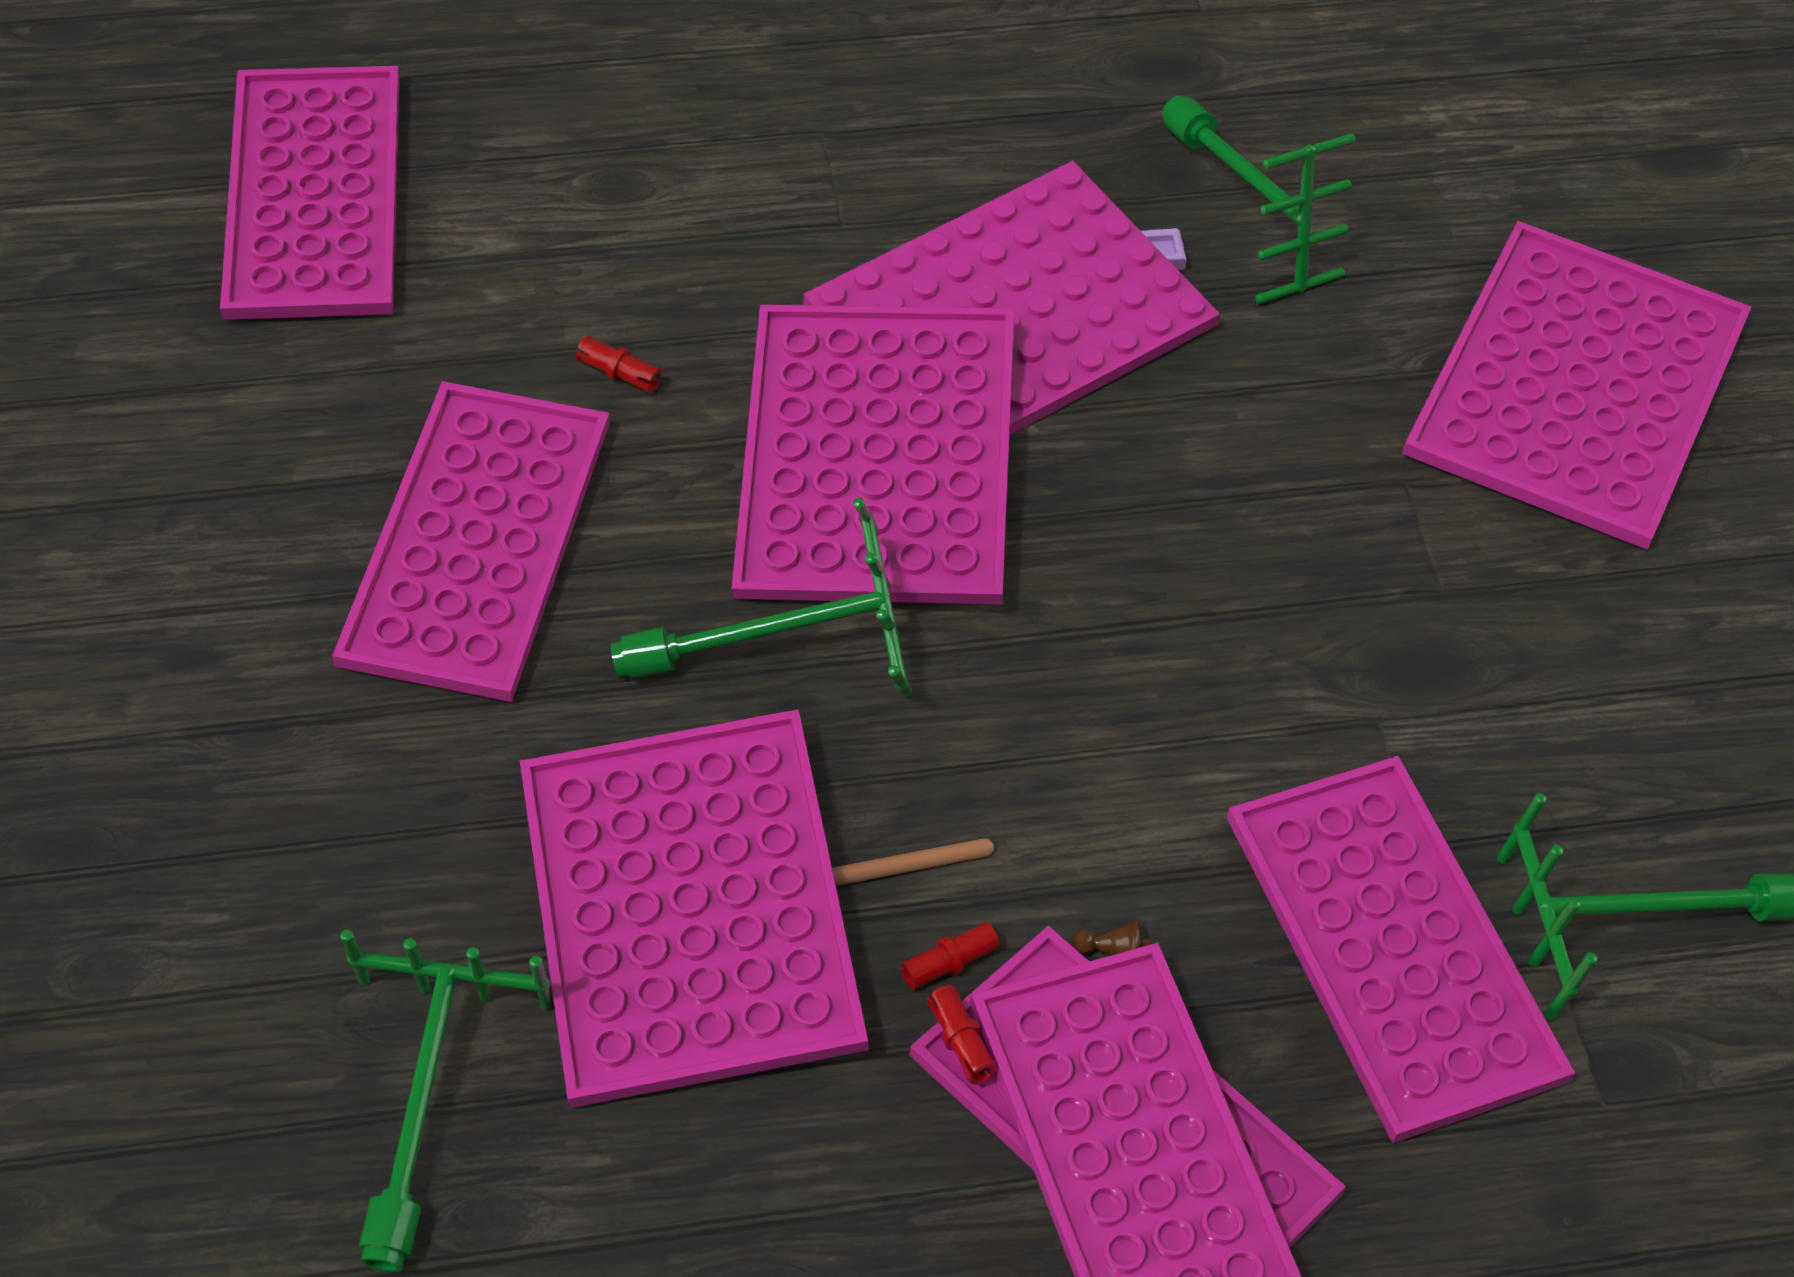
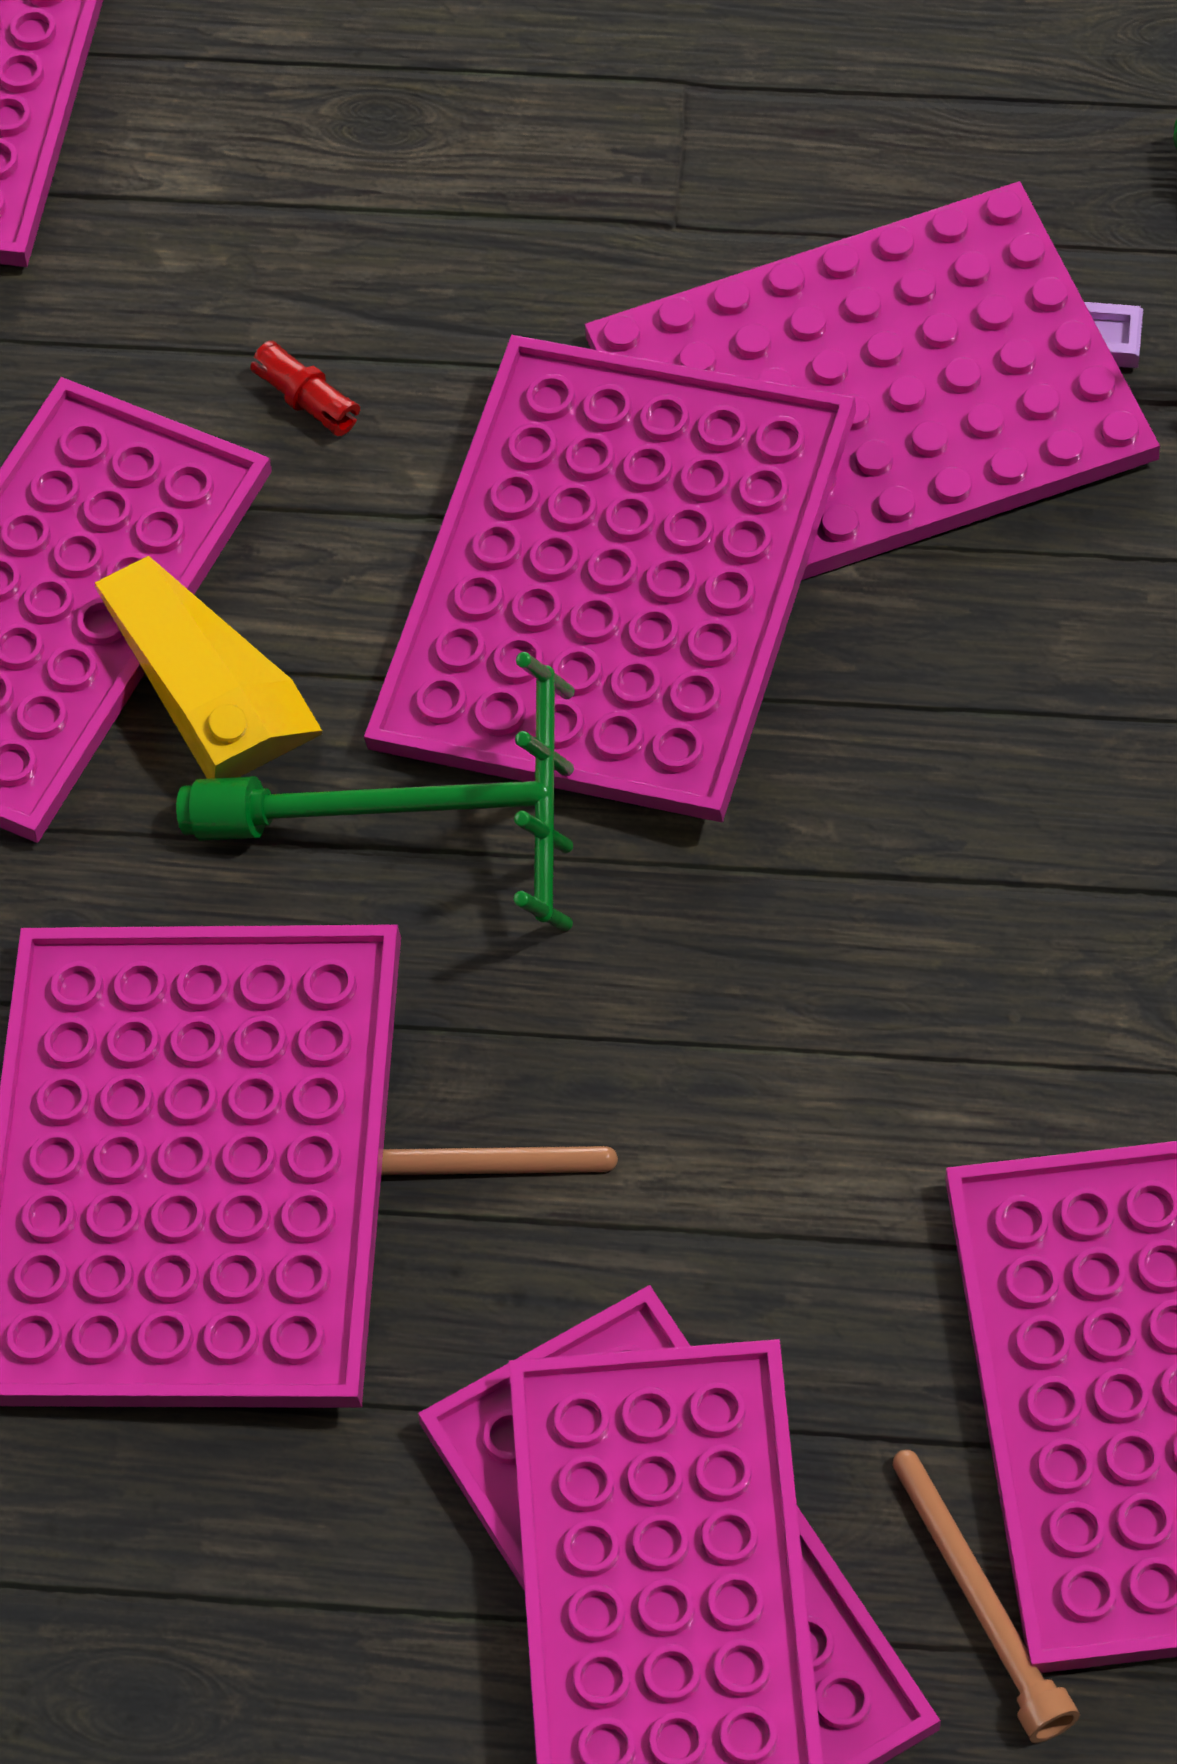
camera: 20 degrees right, 5 degrees up
(612, 571) = (213, 682): none -> yellow wedge
(949, 955) = (510, 1300): red pin -> none
(962, 1034) = (484, 1412): red pin -> none
(1111, 942) = (735, 1324): reddish brown piece -> none
(1411, 1163) = (1043, 1707): none -> nougat piece

